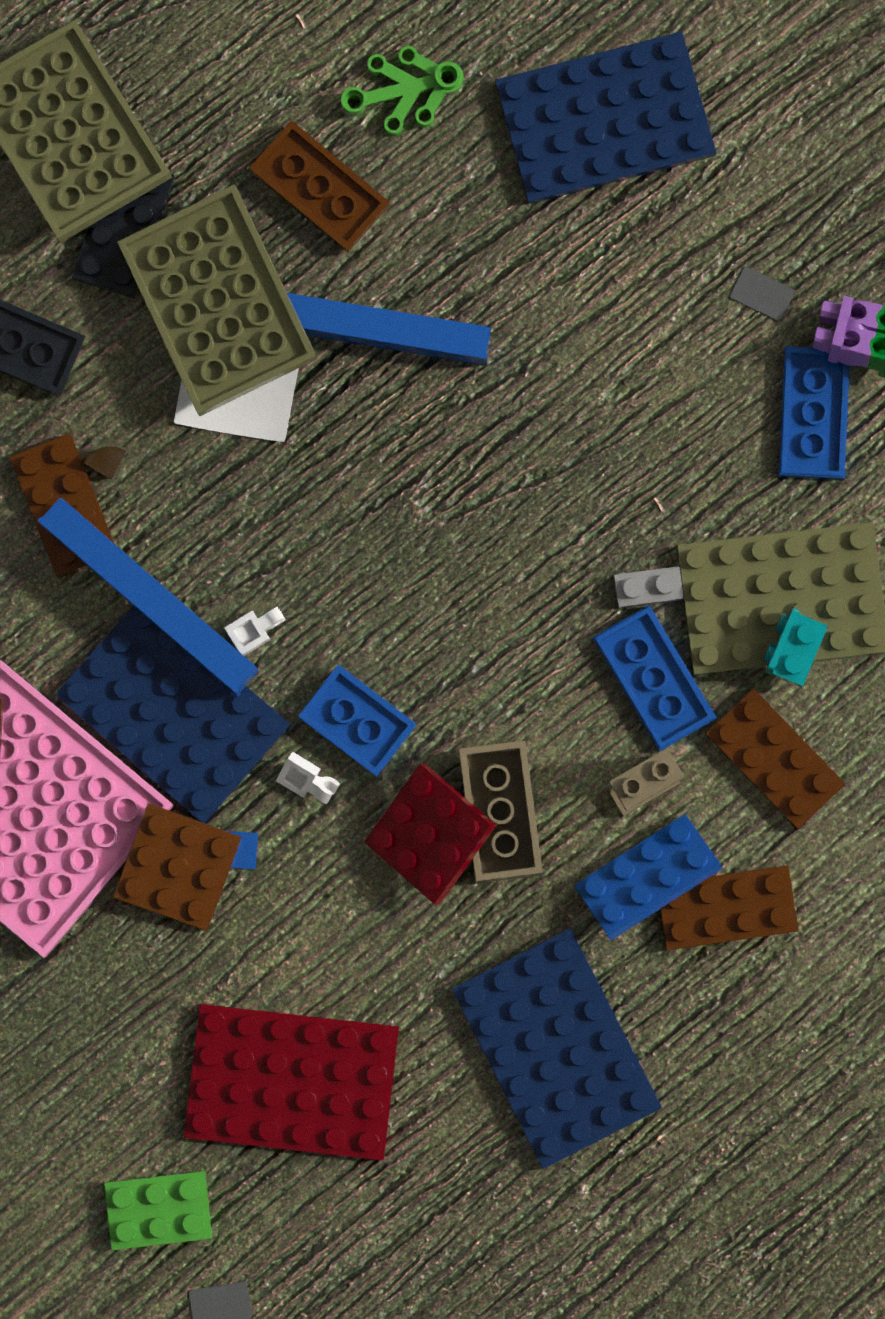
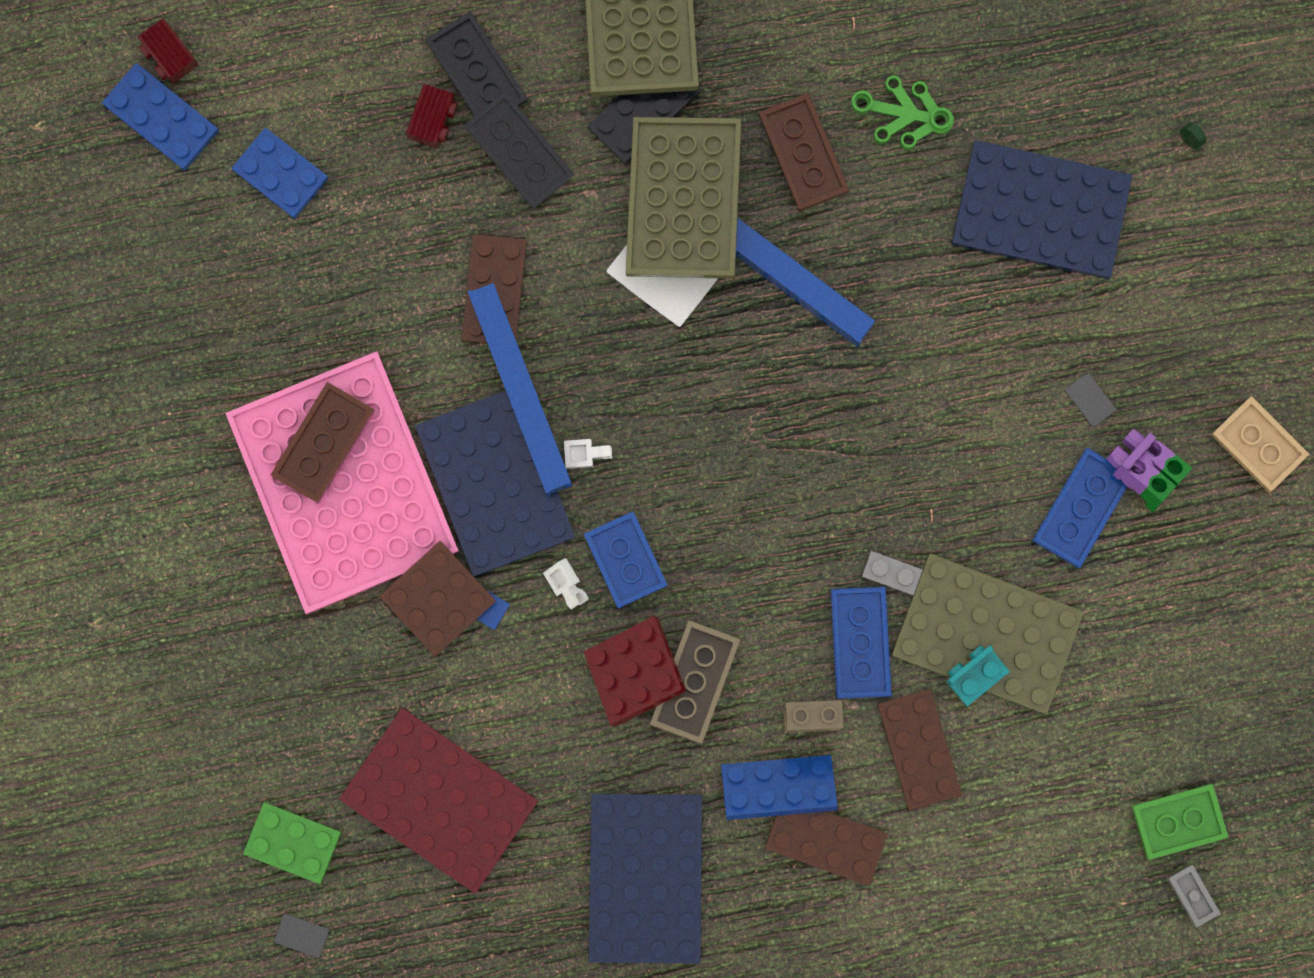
camera: 25 degrees right, 0 degrees up
(104, 460) = (540, 272): dark brown tile -> none

